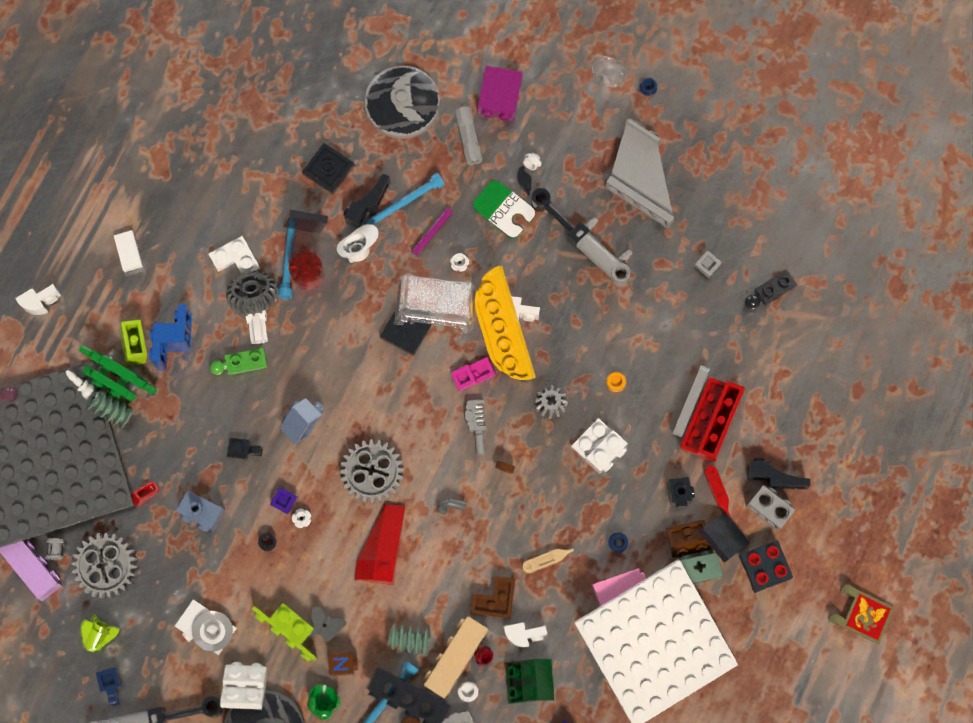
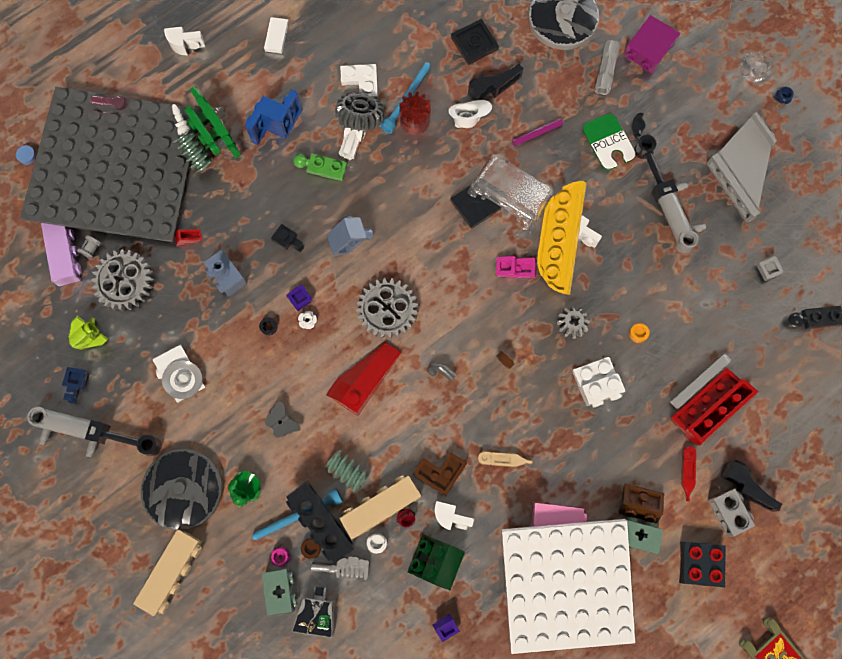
camera: 25 degrees right, 0 degrees up
(133, 342) = (240, 107): lime brick -> none
(244, 686) = (183, 440): white plate -> none
(291, 626) = (250, 409): lime bracket -> none
(305, 221) = (433, 72): black tile -> none
(342, 664) = (278, 464): reddish brown brick -> none
(435, 182) = (560, 93): dark azure piece -> none
(464, 262) = (549, 163): white plate -> none
(475, 422) = (497, 310): light grey piece -> none
(532, 161) = (652, 112): white plate -> none
(620, 536) = (581, 475): dark blue plate -> none
(680, 492) = (653, 457): black brick -> none
(724, 537) = (676, 518): black tile -> none

